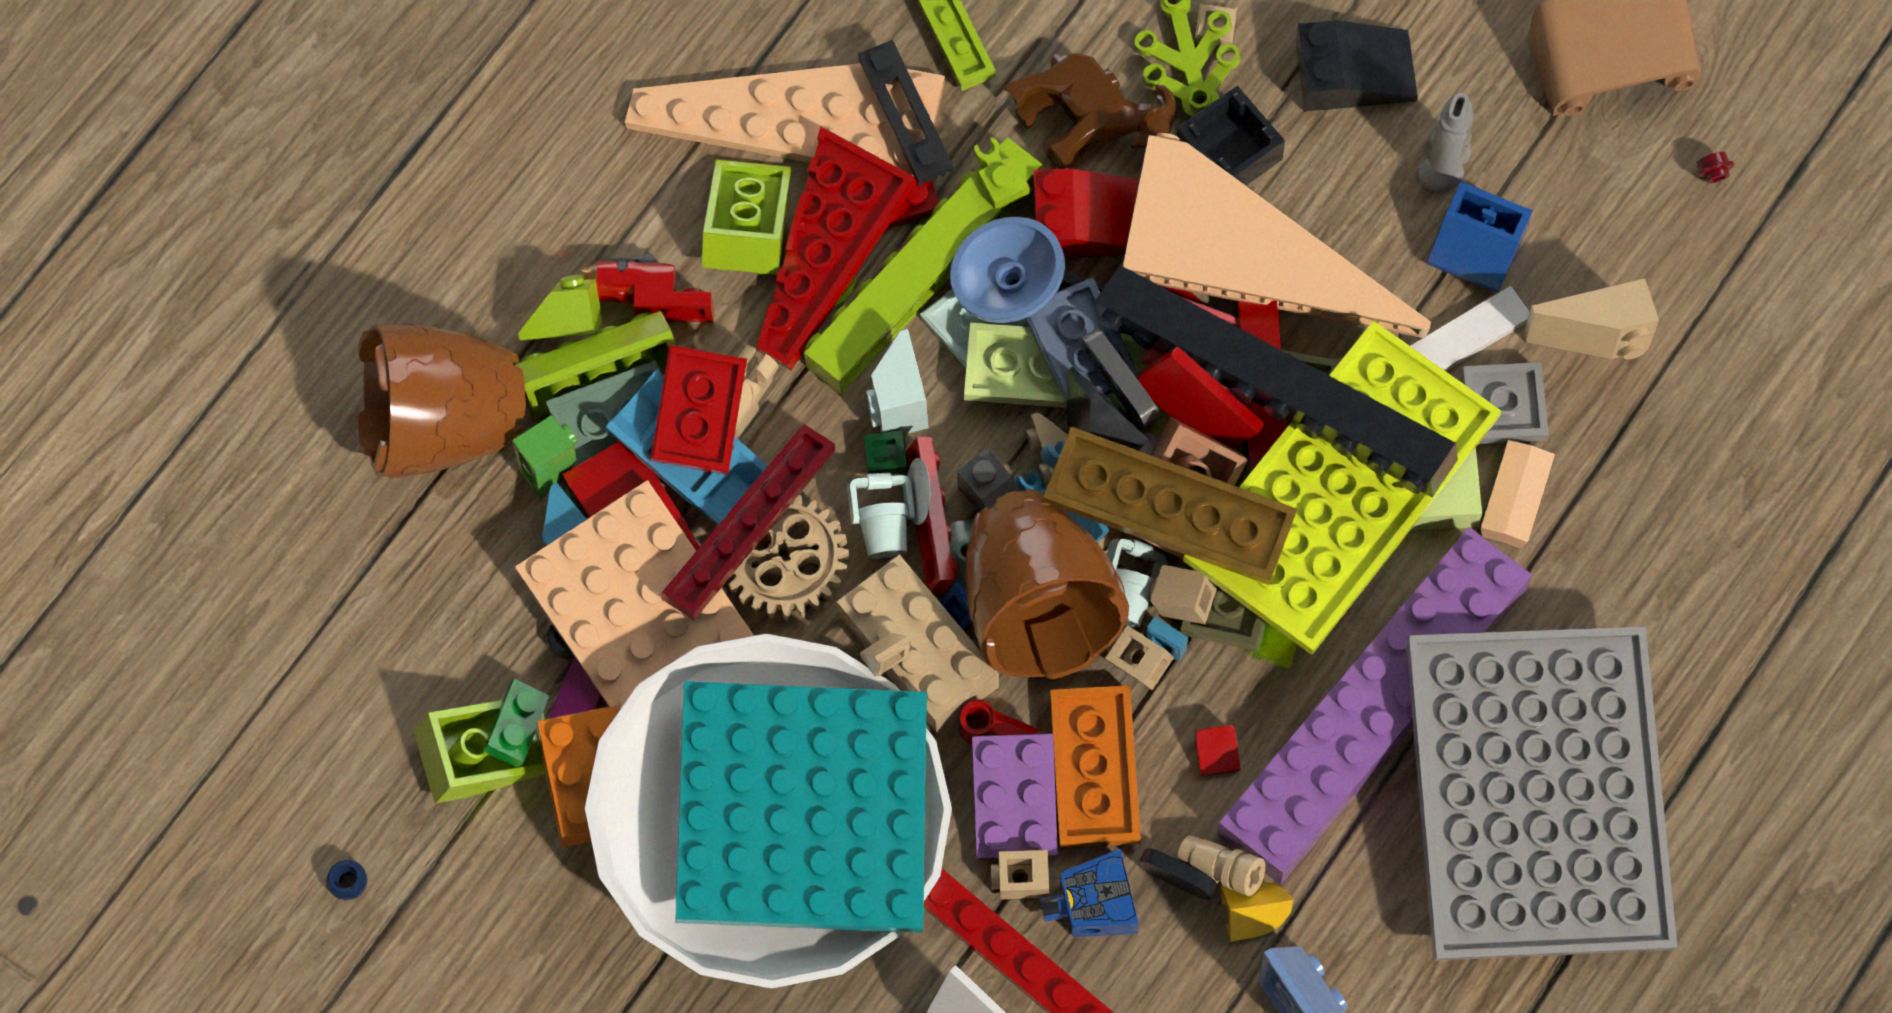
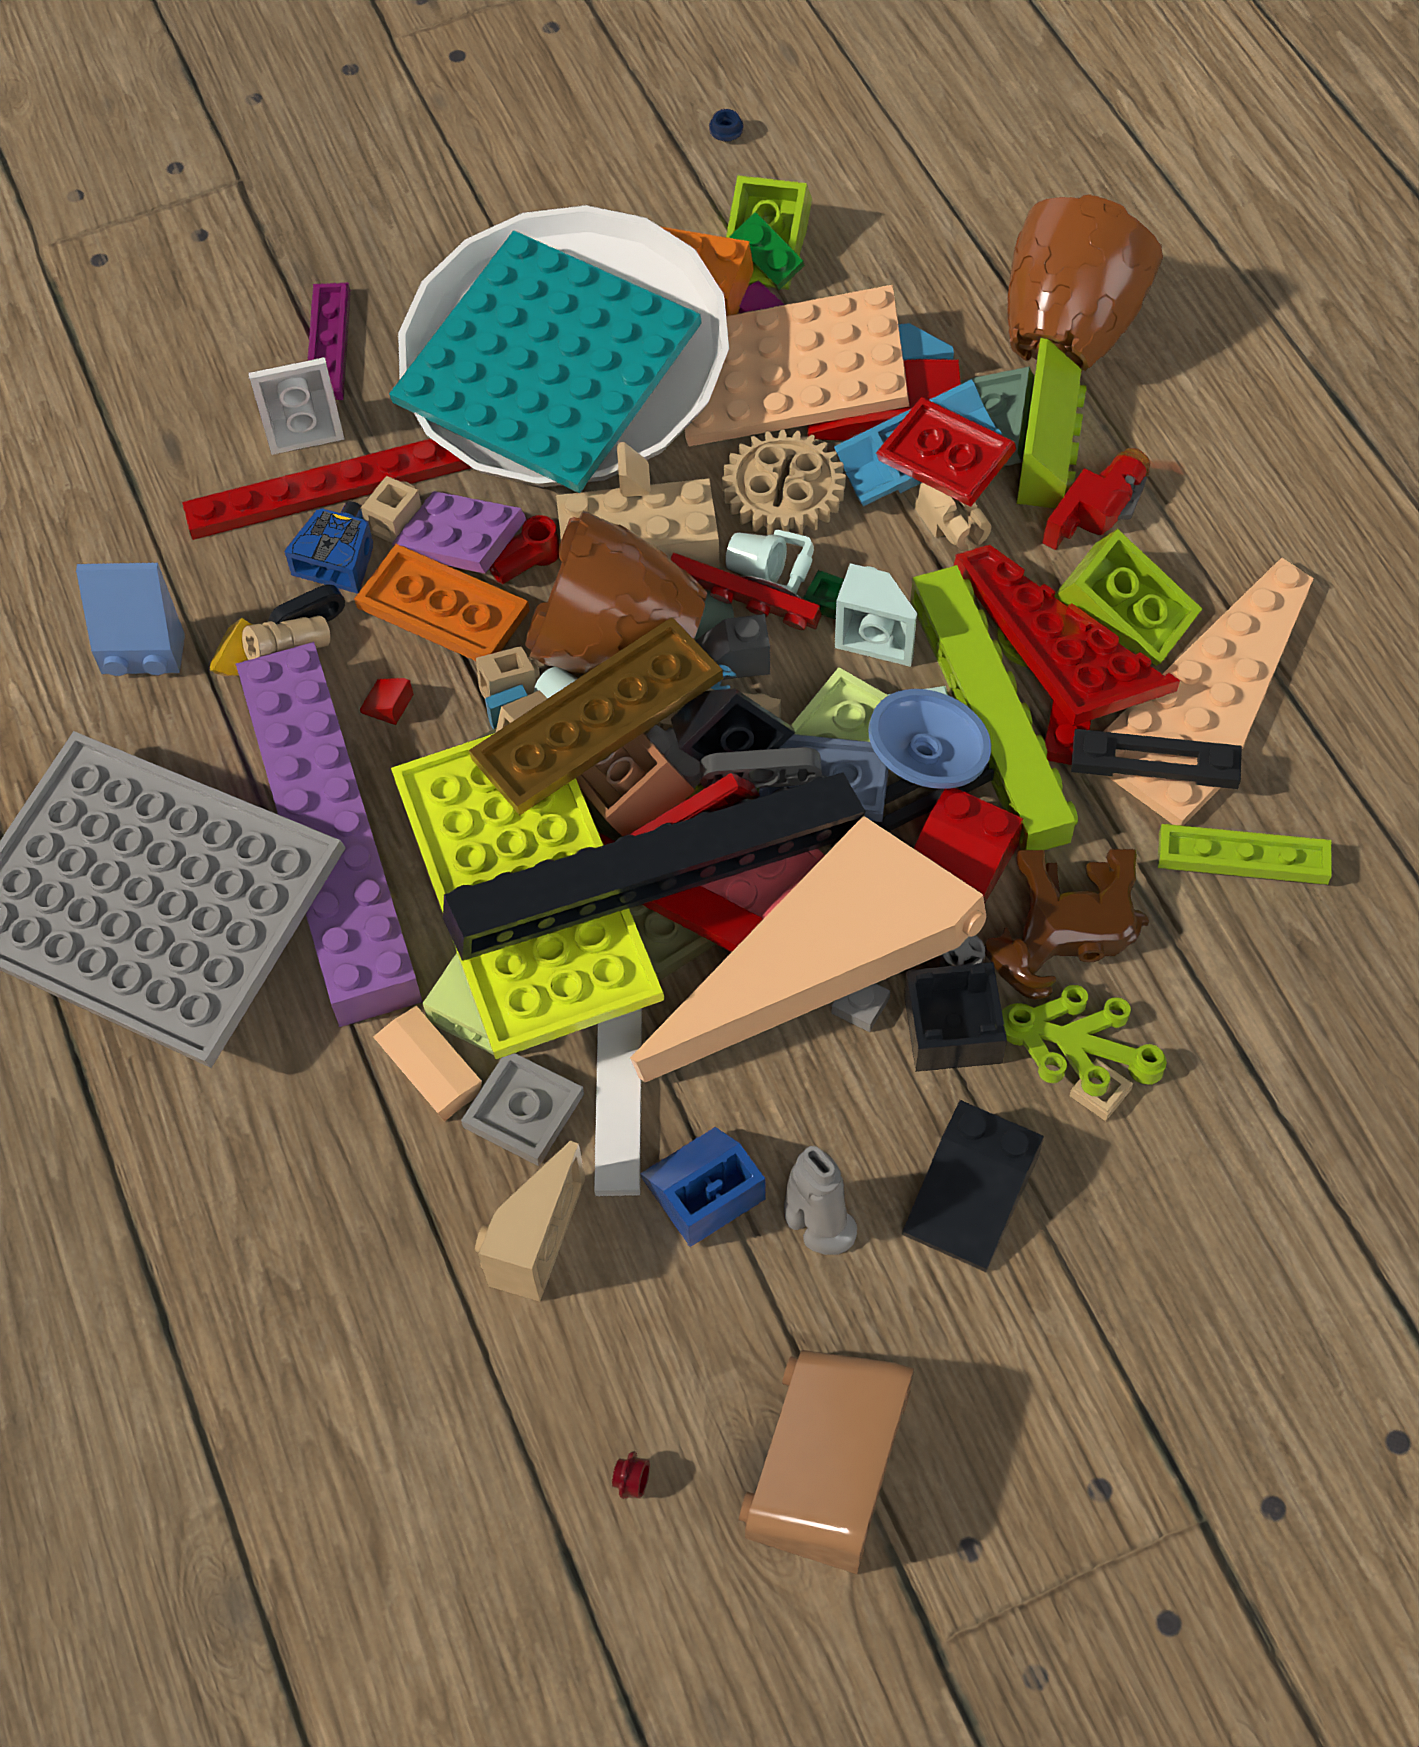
camera: 120 degrees right, 10 degrees down
(545, 454) = (982, 343): bright green slope -> none
(566, 311) = (1108, 426): lime slope -> none
(748, 522) = (823, 451): dark red plate -> none
(1000, 178) = (1031, 788): lime plate -> none

